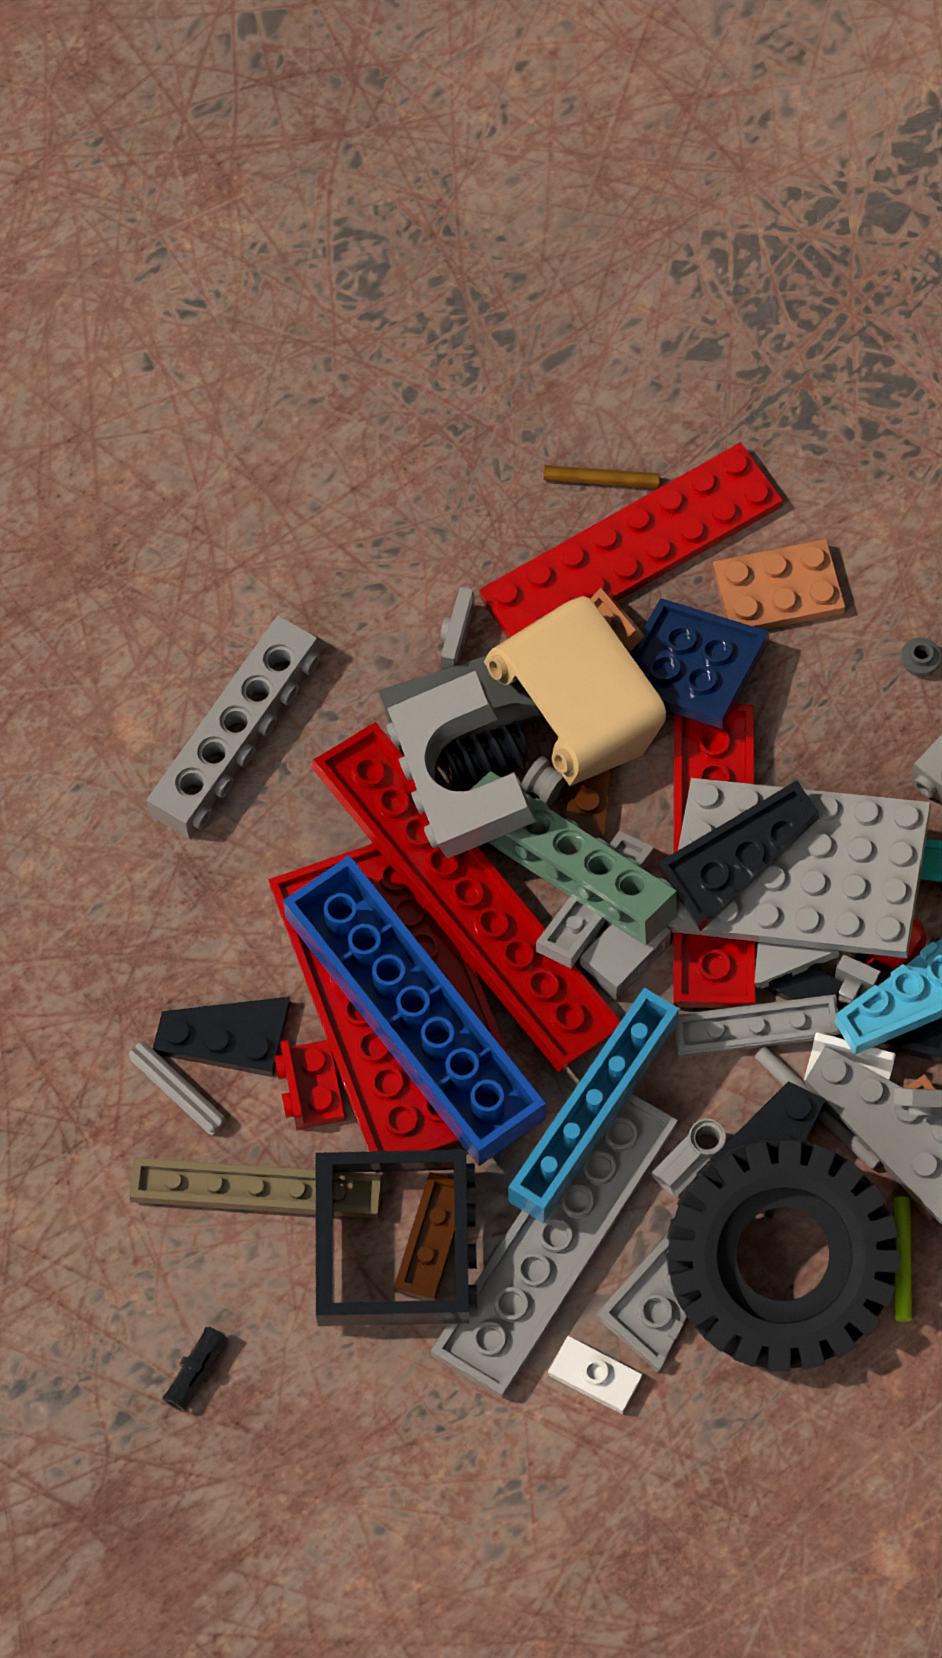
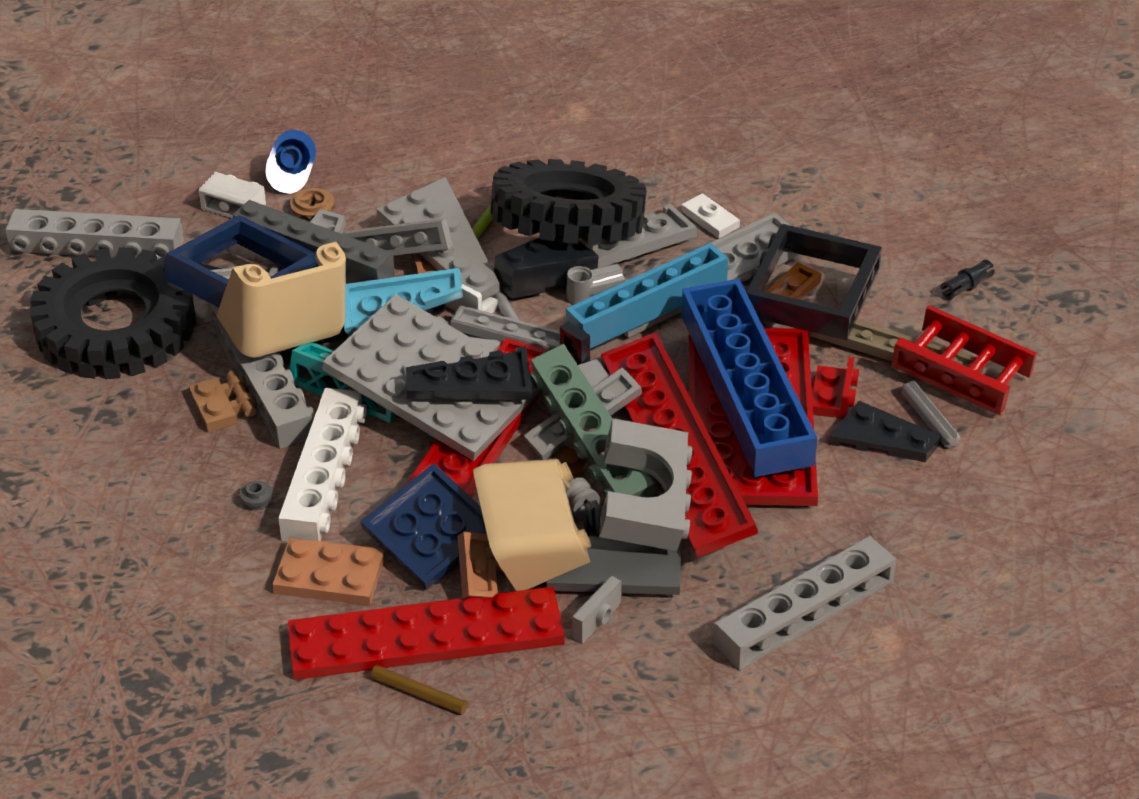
camera: 160 degrees left, 25 degrees down
(143, 1136) = (955, 377): none -> red fence
(647, 976) = (576, 342): none -> black plate
(849, 627) = (322, 465): none -> white brick

